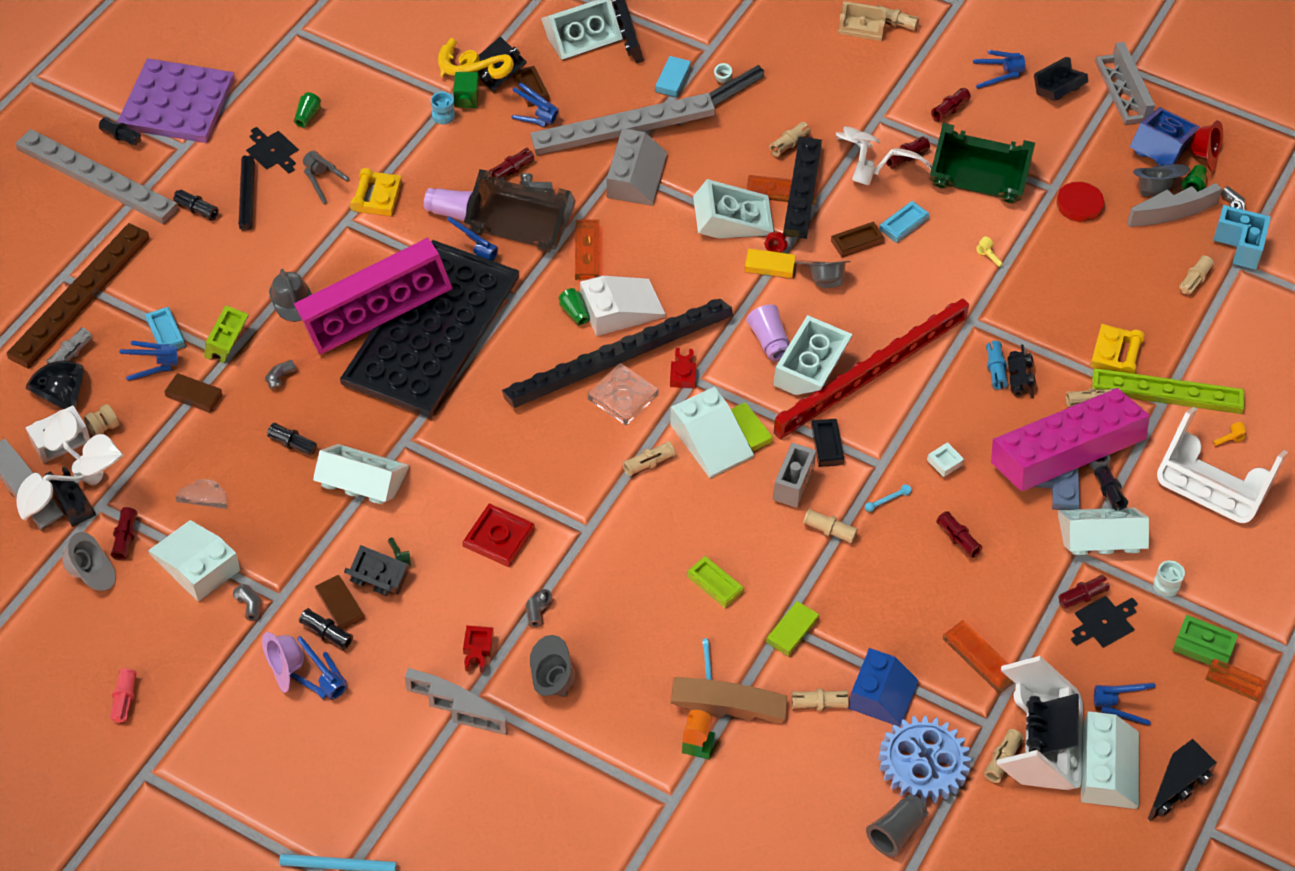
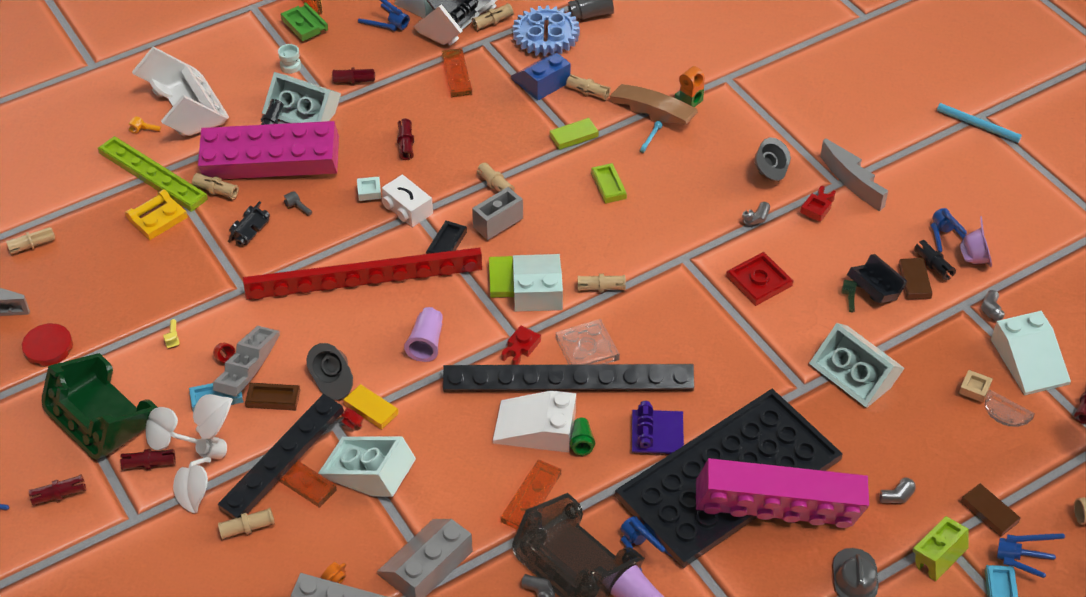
camera: 150 degrees left, 5 degrees down
(239, 500) = (975, 386): none -> tan plate
(291, 439) = (908, 422): black axle -> none
(513, 340) = (656, 430): none -> dark purple hinge
(693, 130) = (335, 573): none -> orange plate
(810, 357) = (409, 289): light aqua slope -> none
(896, 459) = (407, 201): none -> white brick
(902, 250) = (247, 360): none -> light grey slope
(905, 490) = (452, 185): medium azure hinge -> none
(930, 252) = (228, 349): none -> red hinge
(996, 365) = (261, 239): dark azure pin -> none
(1007, 420) = (293, 199): none -> dark grey hand
(1108, 632) = (346, 58): black piece -> none

